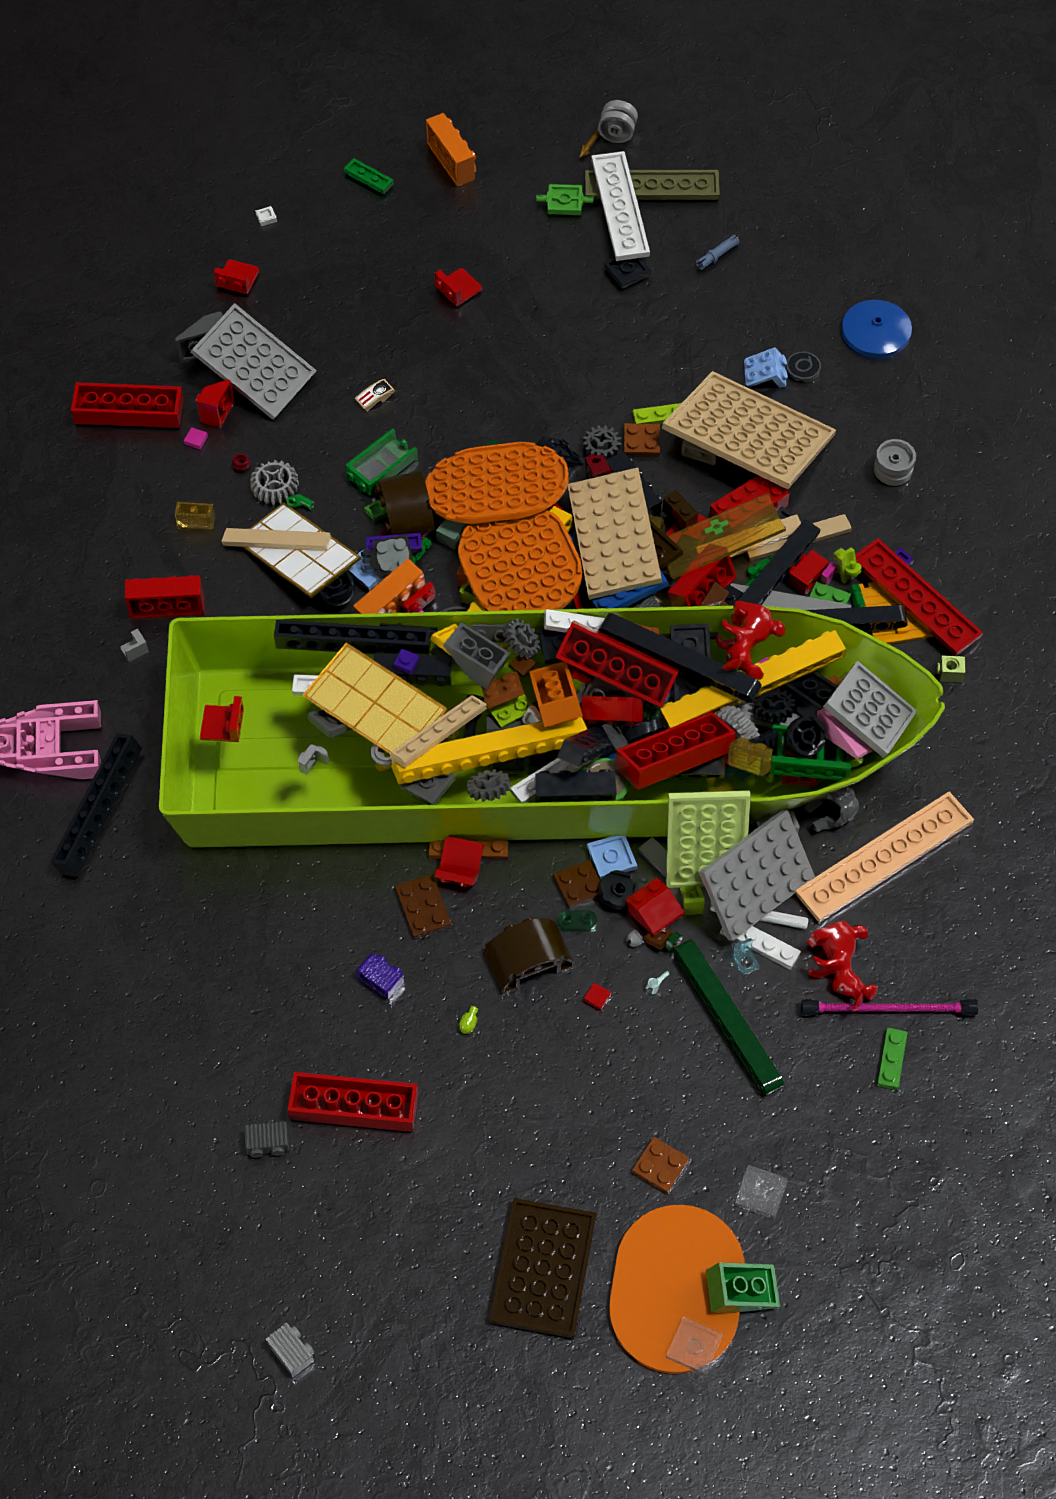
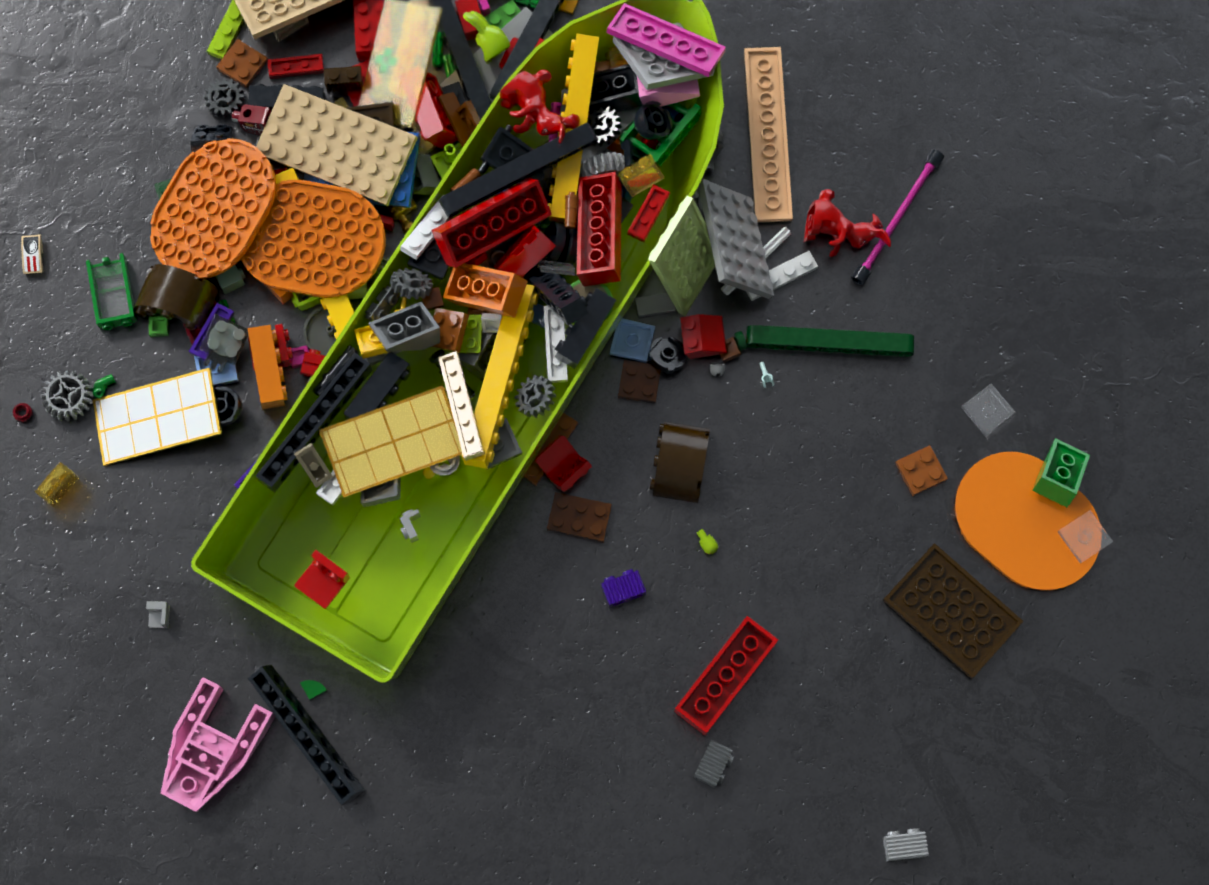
camera: 60 degrees left, 15 degrees up
(141, 791) = (313, 688): none -> green tile
(164, 597) = (129, 558): red brick -> none
(276, 539) = (133, 428): tan tile -> none
(313, 657) = (313, 465): none -> dark tan slope
(406, 661) = (372, 391): dark purple plate -> none
(577, 921) = (672, 403): clear green plate -> none
(597, 996) = (748, 429): red tile -> none
(668, 476) = (295, 66): none -> red tile
(677, 718) = (571, 208): none -> dark orange piece
(692, 900) = (710, 302): lime slope -> none
(721, 782) = (648, 213): none -> red tile
(743, 950) = (781, 293): clear light blue bracket -> none
(796, 590) = (489, 37): none -> lime piece
(884, 700) = (666, 40): none -> dark pink plate
(892, 1059) = (940, 243): bright green plate -> none

